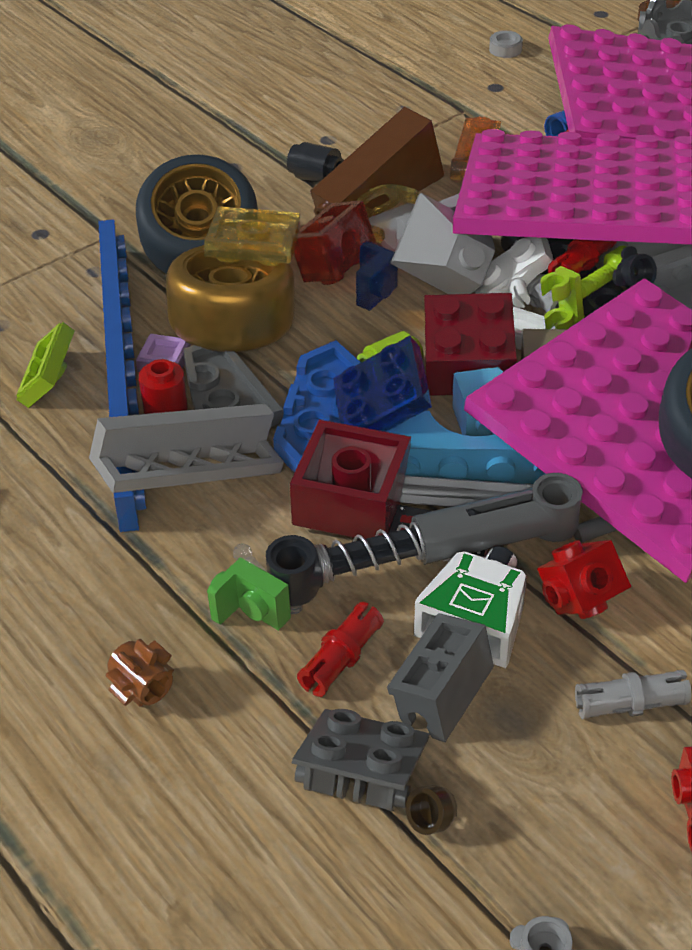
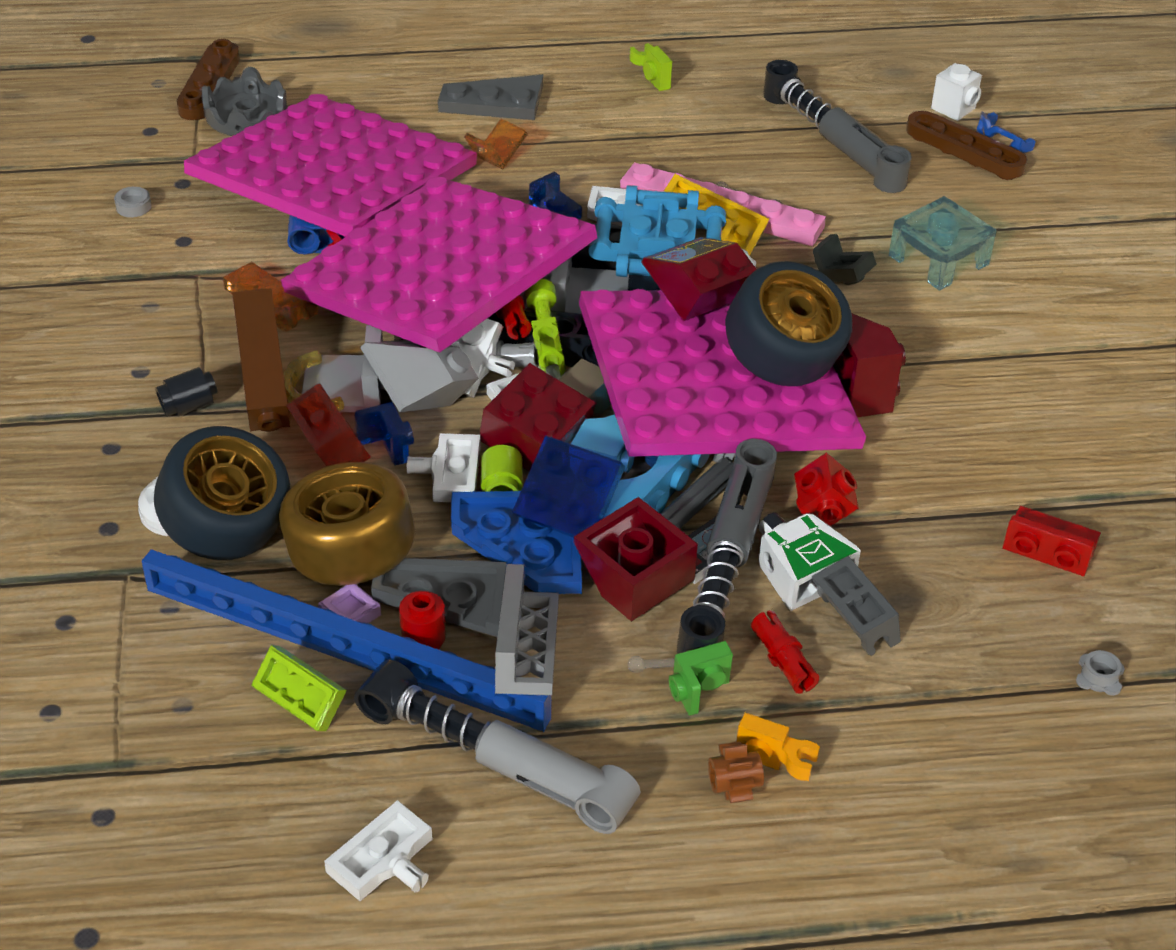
camera: 60 degrees left, 0 degrees up
(51, 587) = (597, 795): none -> light grey piece
(194, 682) = (776, 746): none -> light orange plate
(252, 235) = (323, 461): clear yellow plate -> none
(360, 749) = (895, 686): dark grey hinge -> none
(373, 325) = (452, 465): none -> white plate
(431, 809) = (971, 662): dark brown hinge -> none
(632, 694) = (931, 528): light grey pin -> none
(634, 268) = (566, 291): black plate -> none

